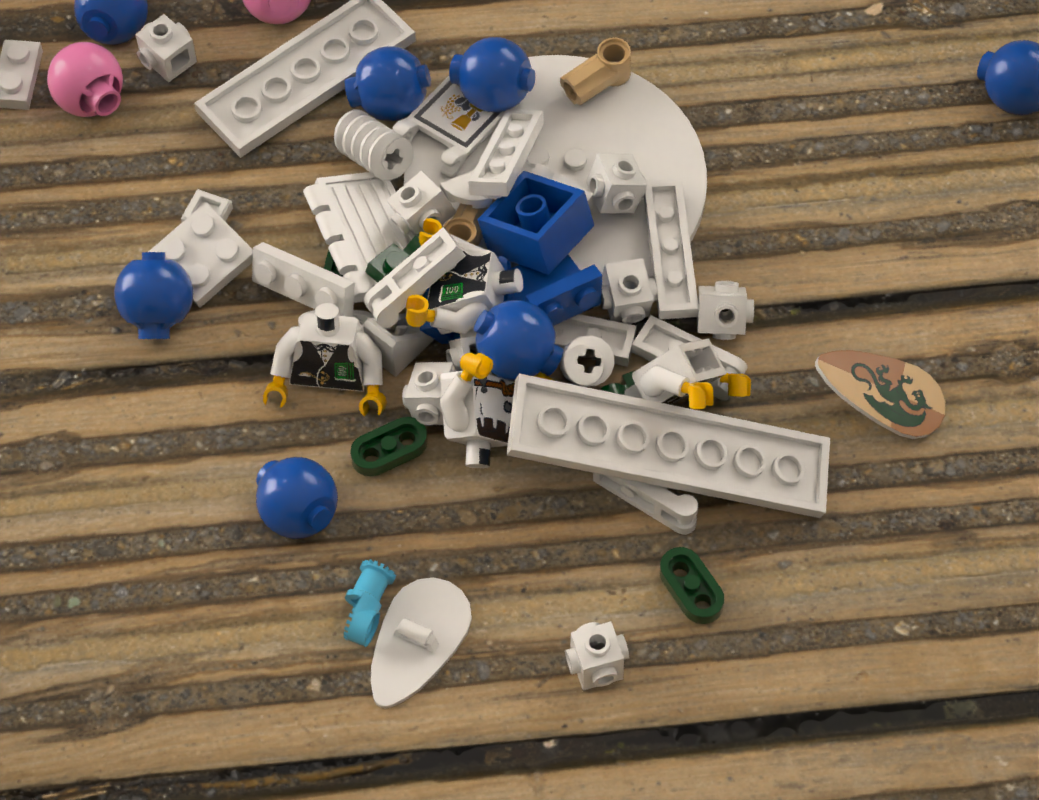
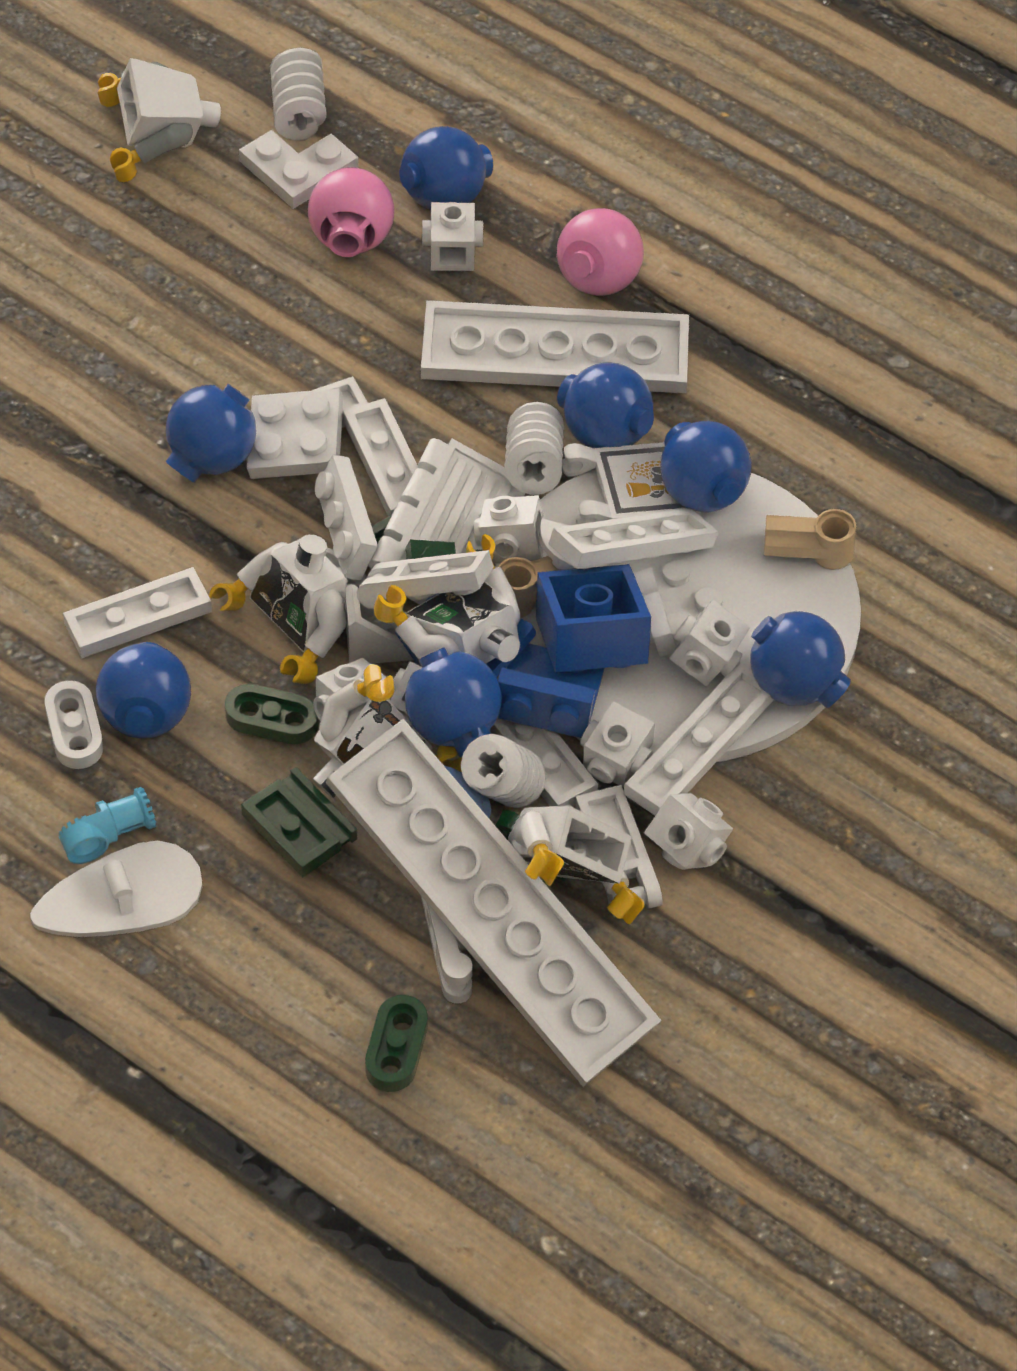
camera: 40 degrees right, 5 degrees down
(230, 452) = (137, 612): none -> white plate
(273, 558) = (73, 728): none -> white plate
(275, 224) = (381, 450): none -> white plate
(482, 499) = (299, 822): none -> plate
(597, 655) = (244, 1027): white brick -> none
(680, 151) = (799, 659): none -> blue brick
(885, 390) = (761, 1023): shield -> none

